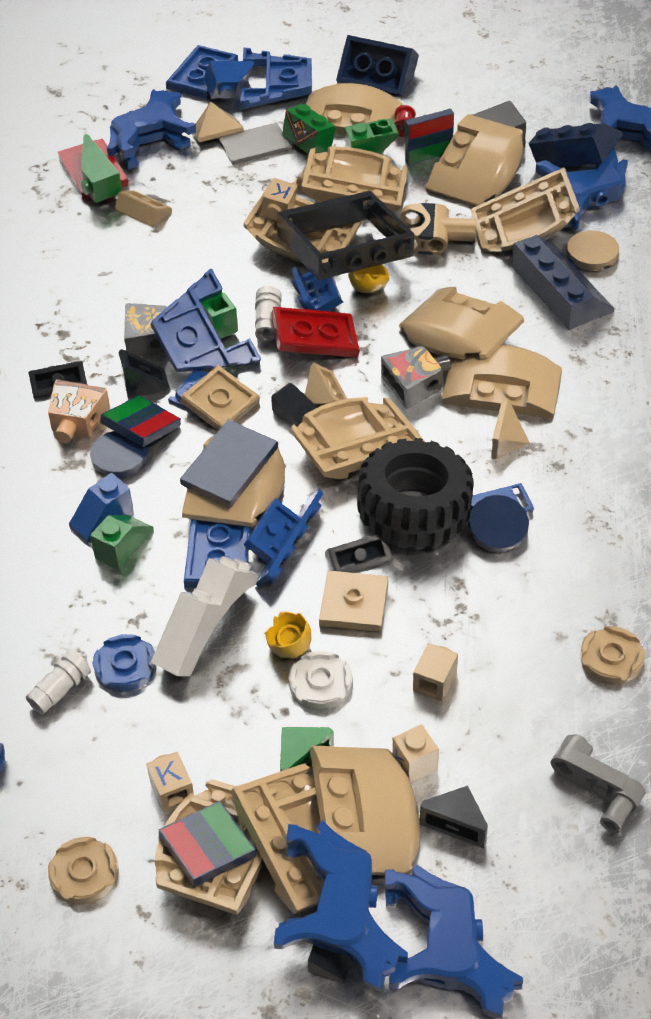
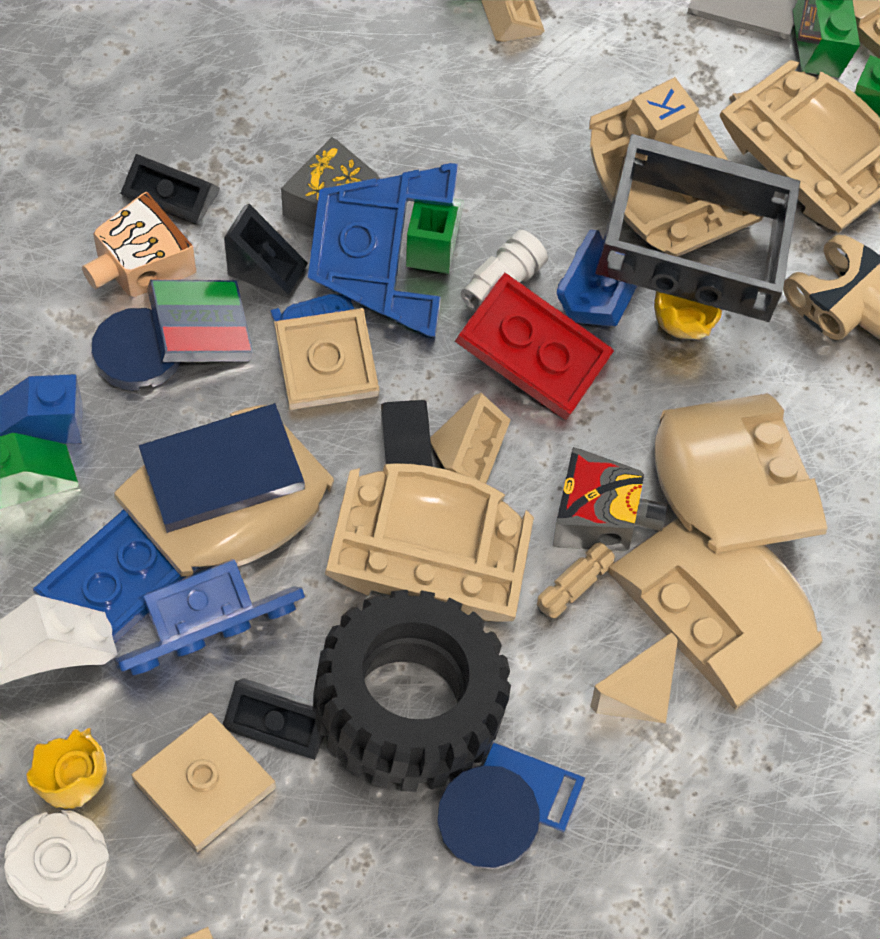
camera: 35 degrees right, 10 degrees up
(433, 412) = (575, 580): none -> tan axle

